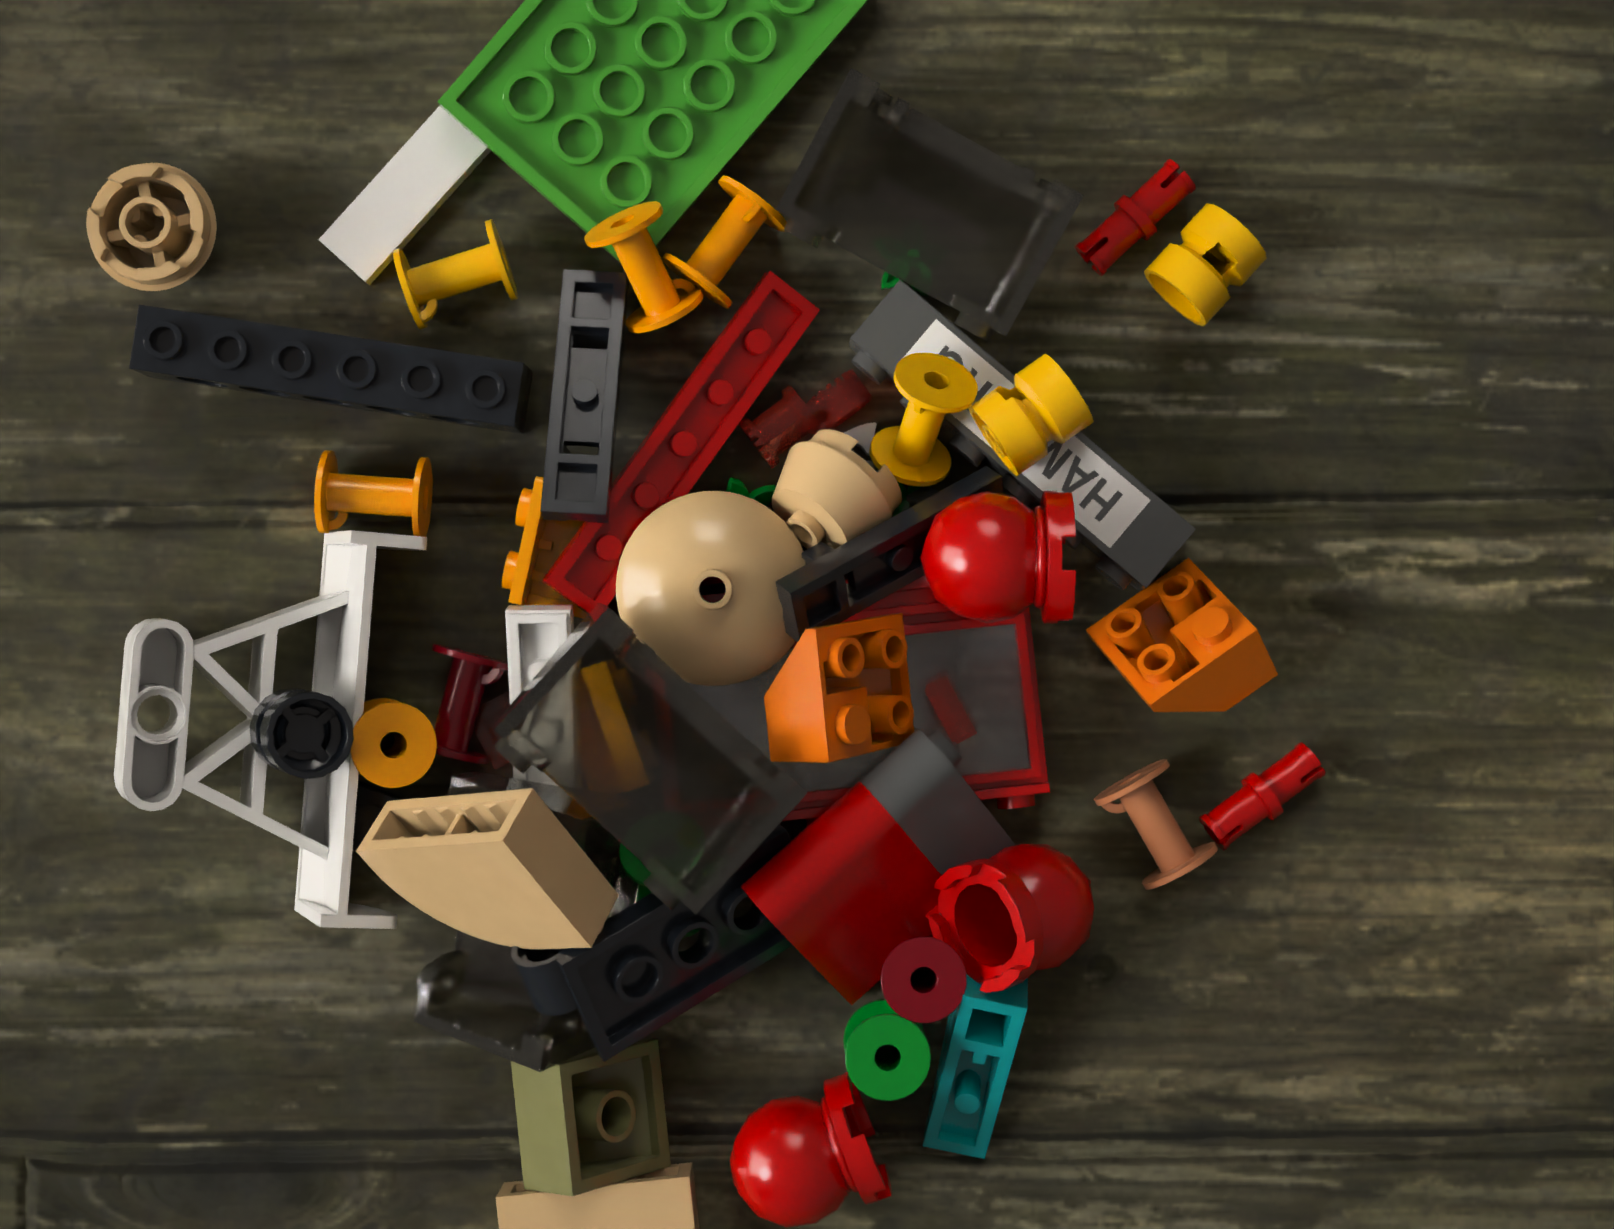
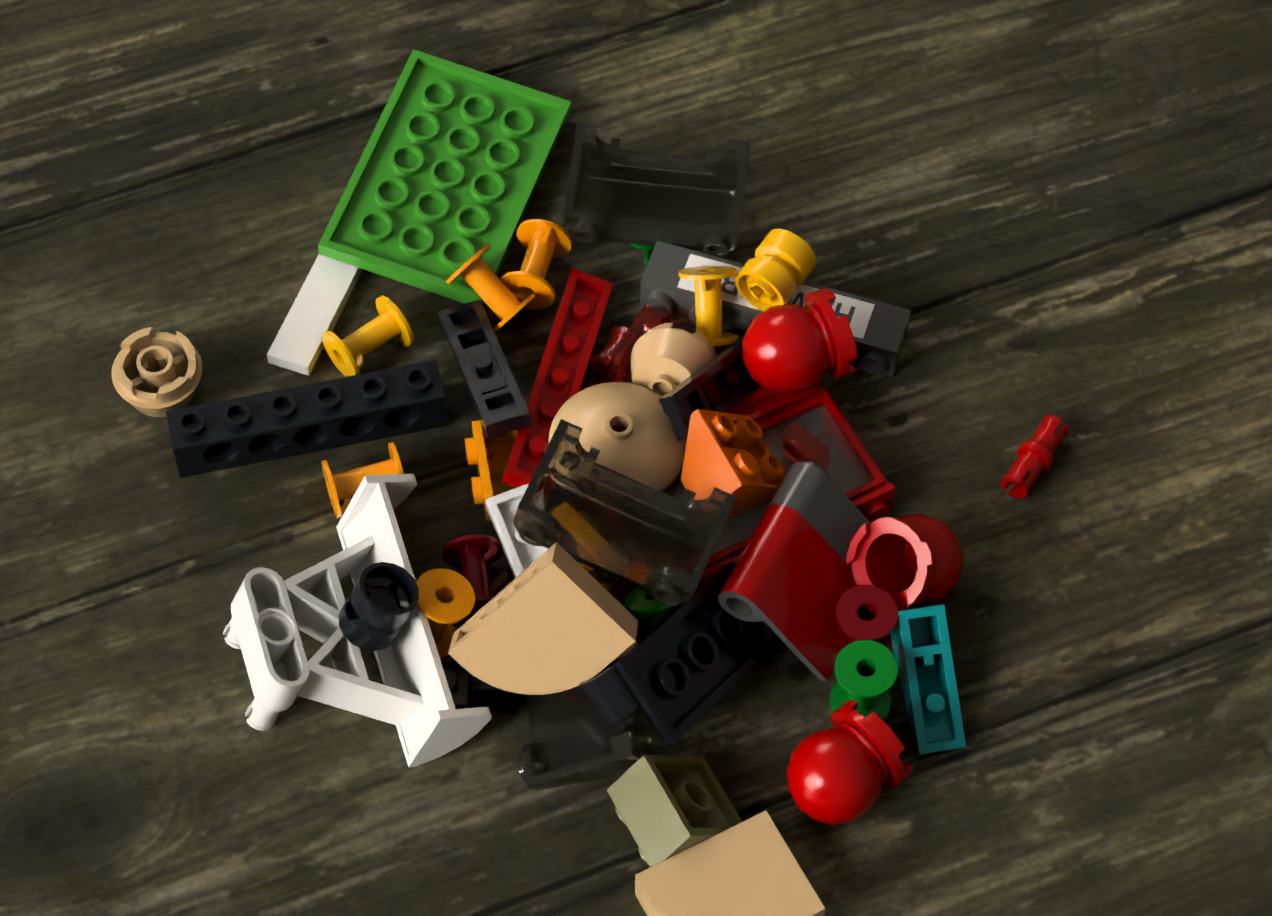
camera: 20 degrees left, 30 degrees down
(1135, 217) = (787, 172): red pin -> none
(1155, 824) = (955, 479): nougat piece -> none
(1184, 645) = (942, 379): orange slope -> none
(1189, 280) = (843, 178): yellow wheel -> none

